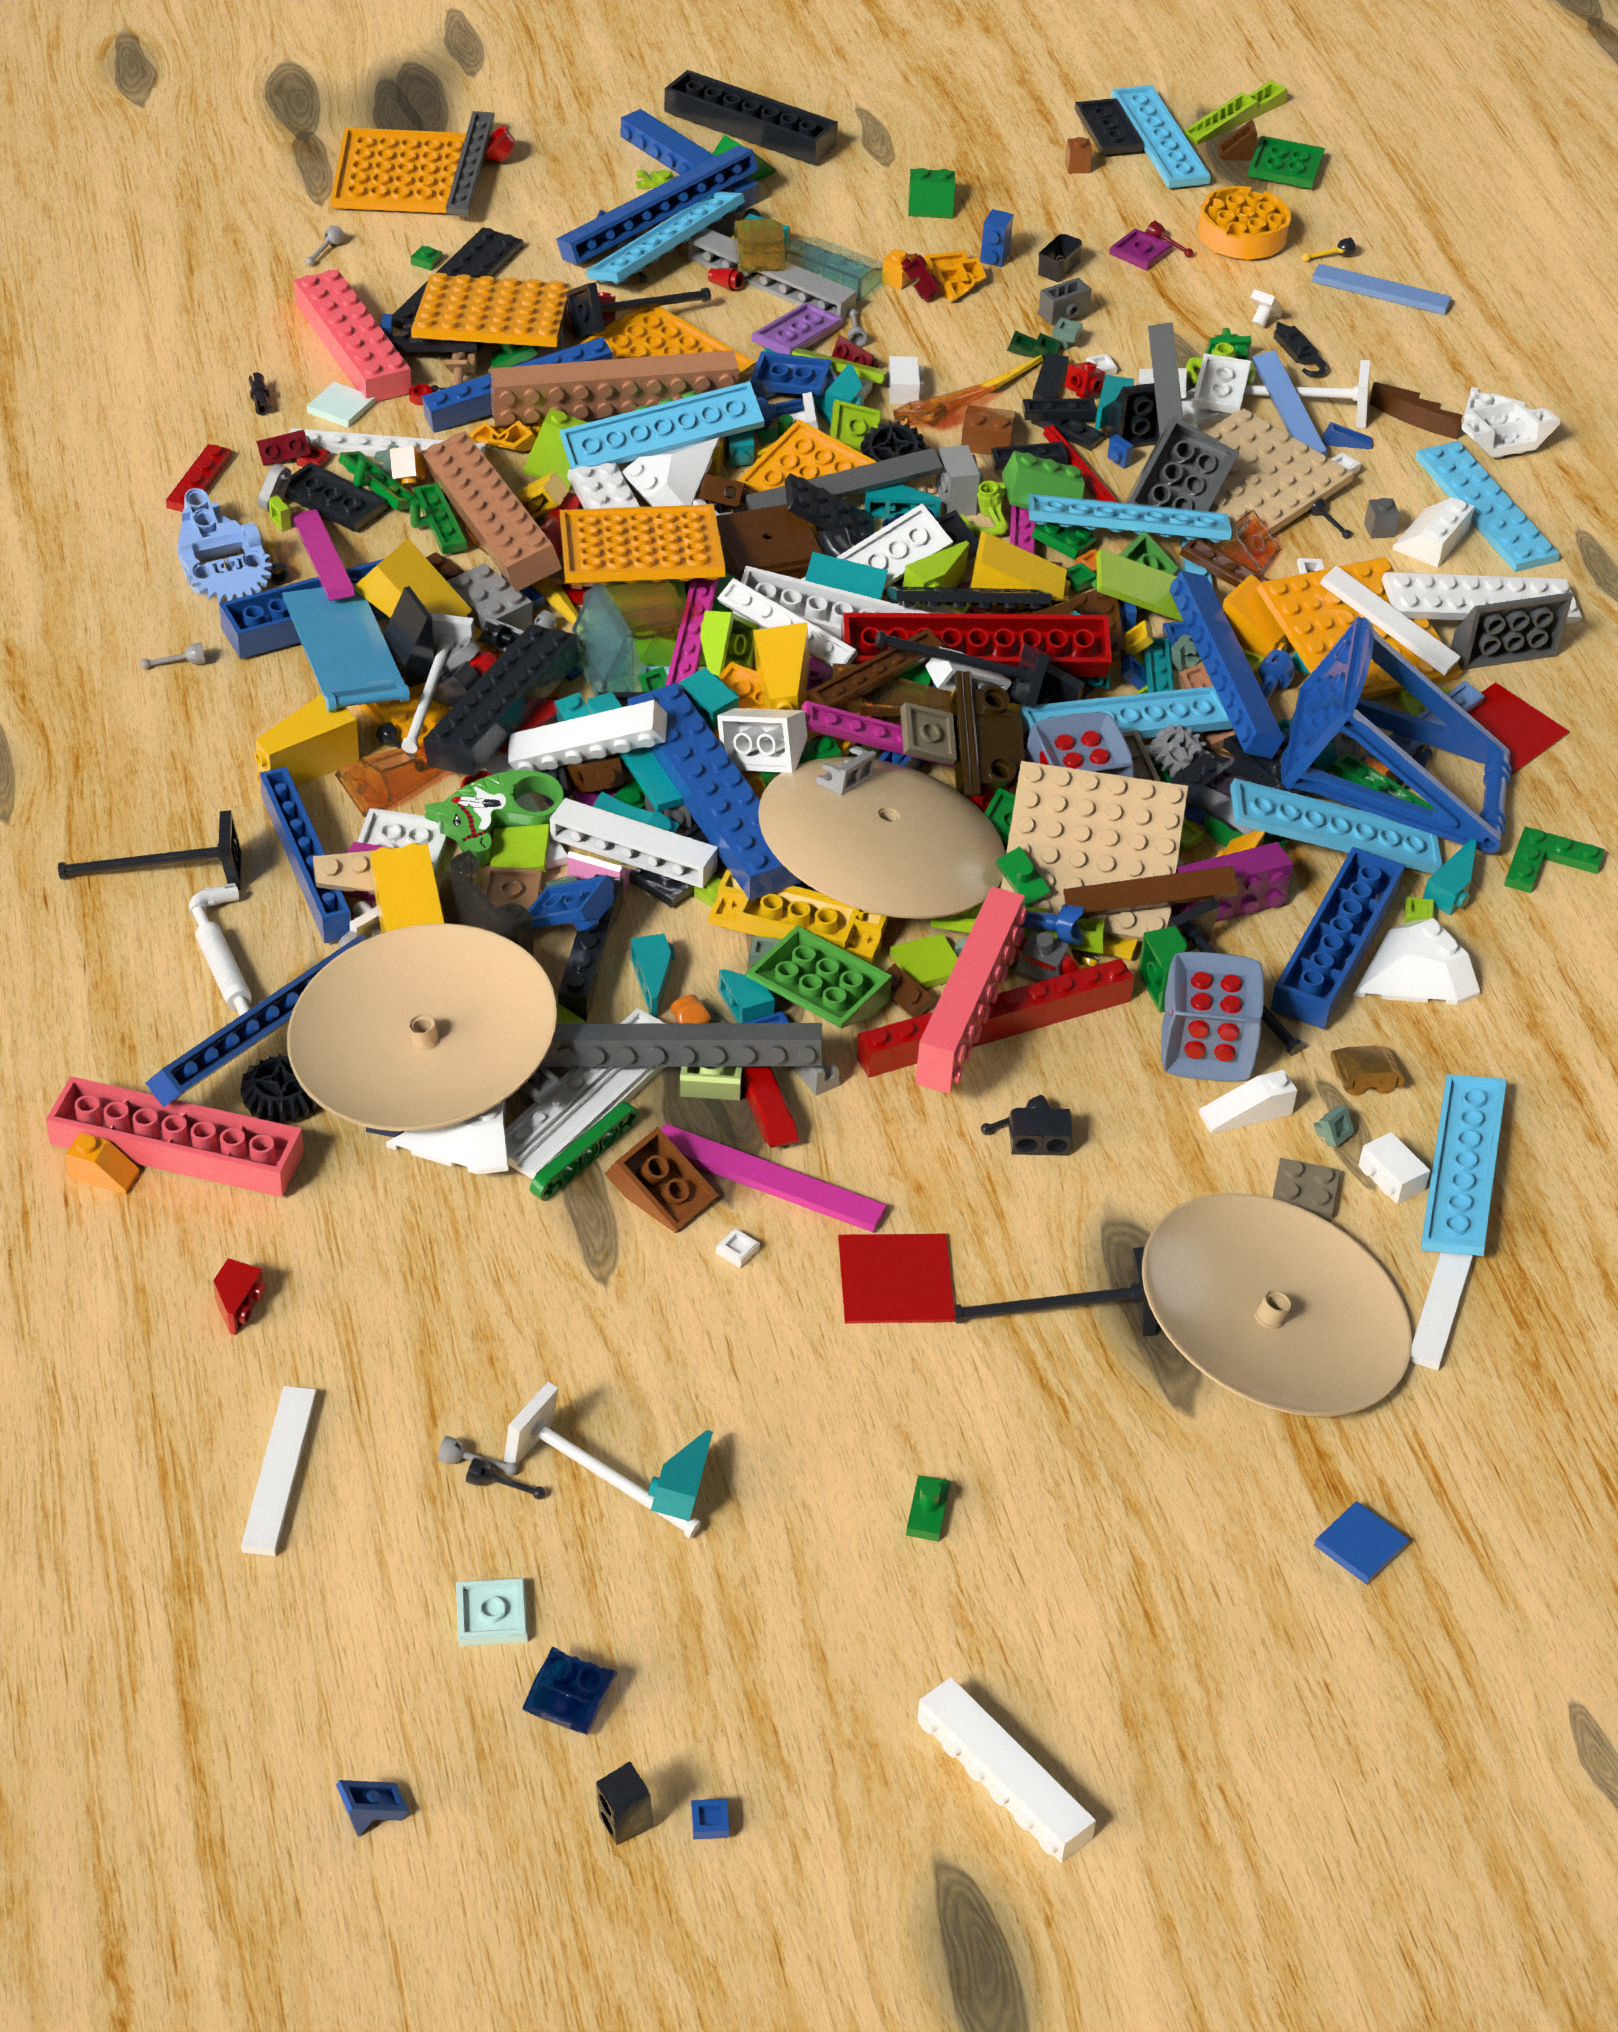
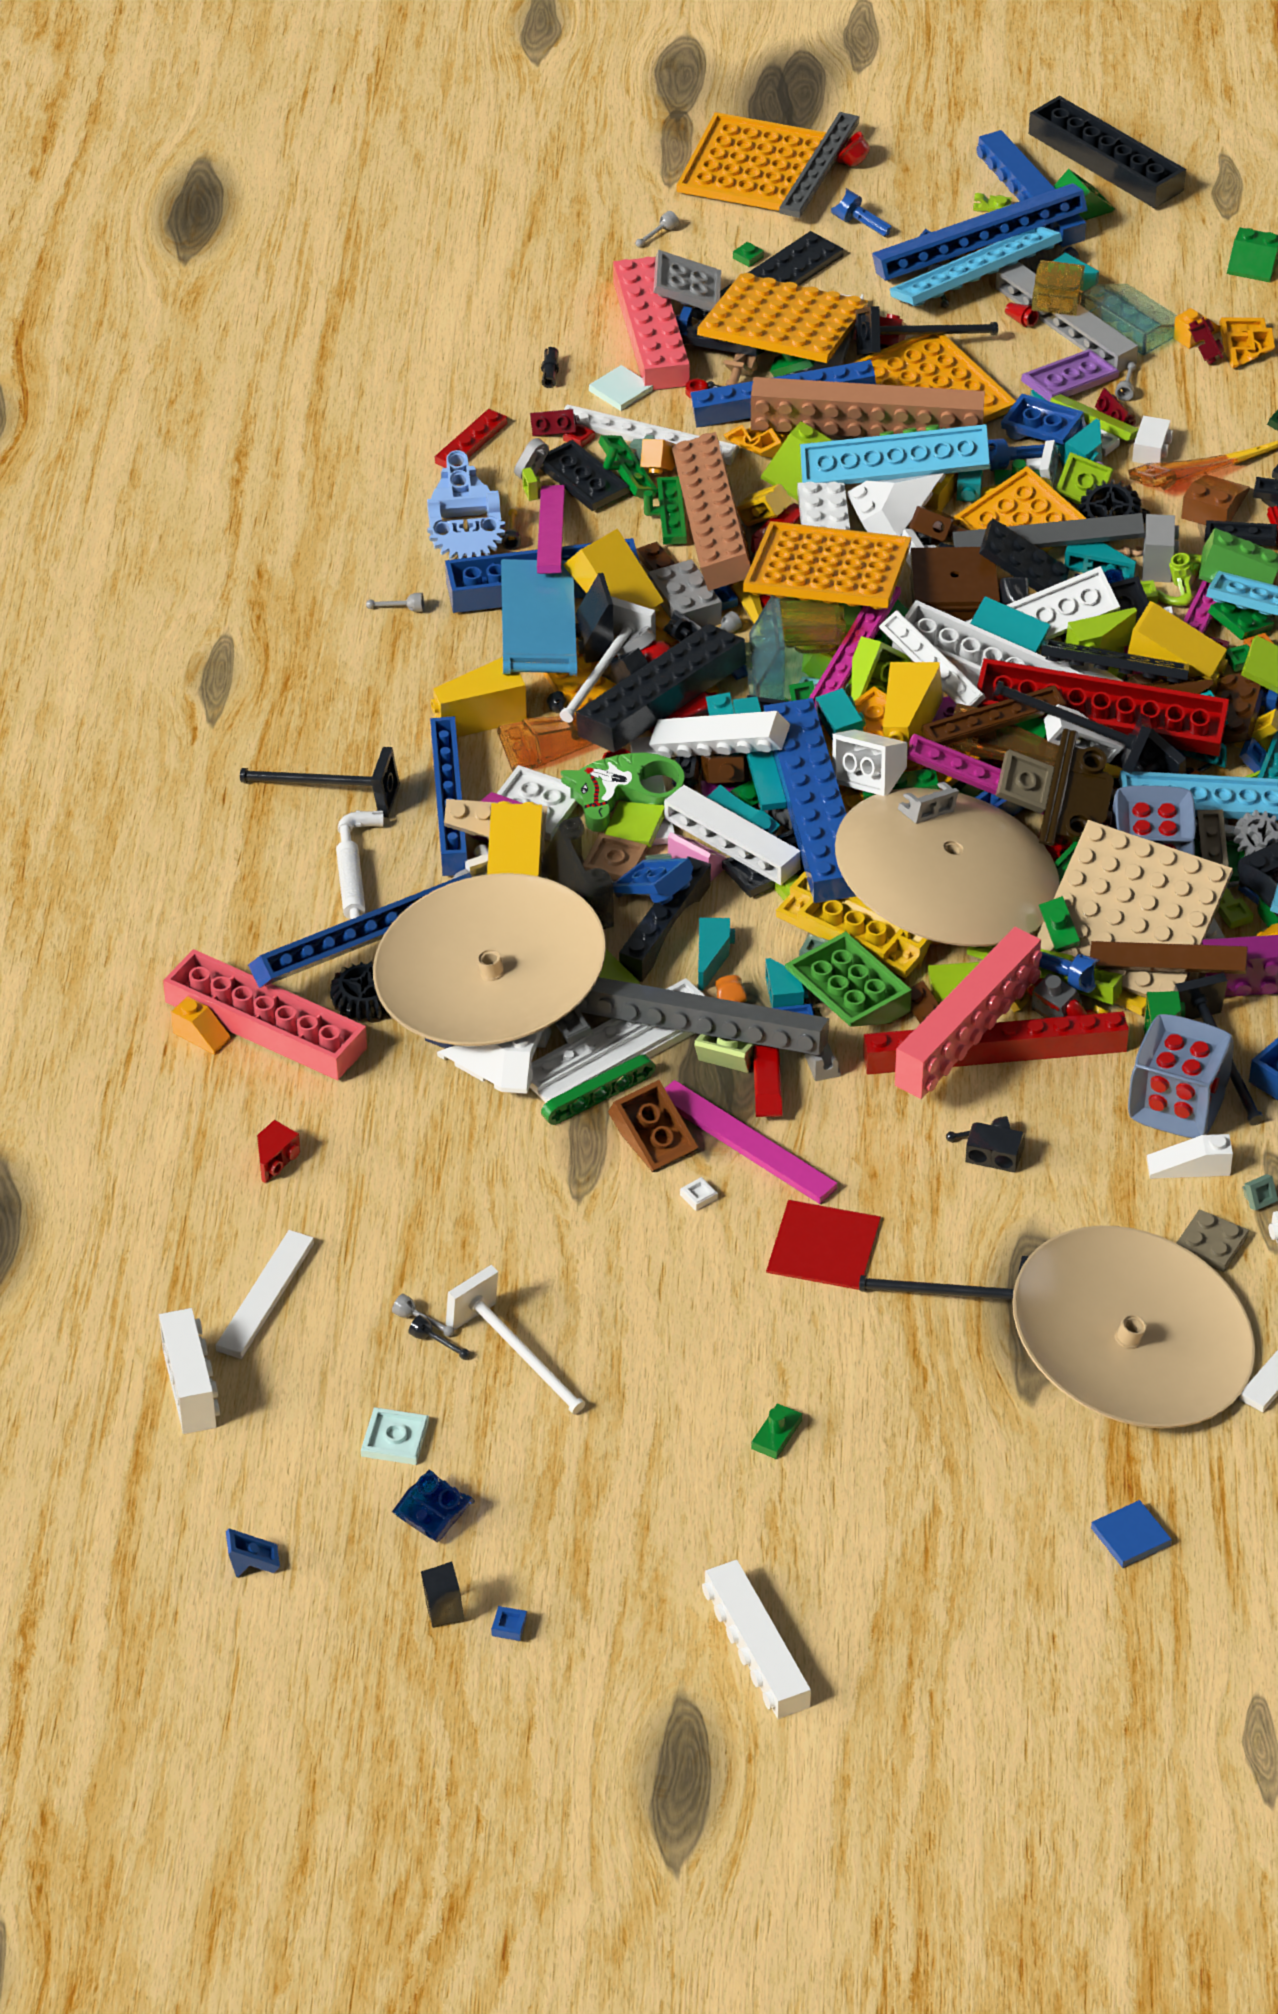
camera: 20 degrees right, 0 degrees up
(222, 1586) = (189, 1370): none -> white brick
(379, 288) = (686, 281): none -> light grey plate
(517, 200) = (850, 208): none -> blue piece
(680, 1479) = (578, 1364): teal slope -> none

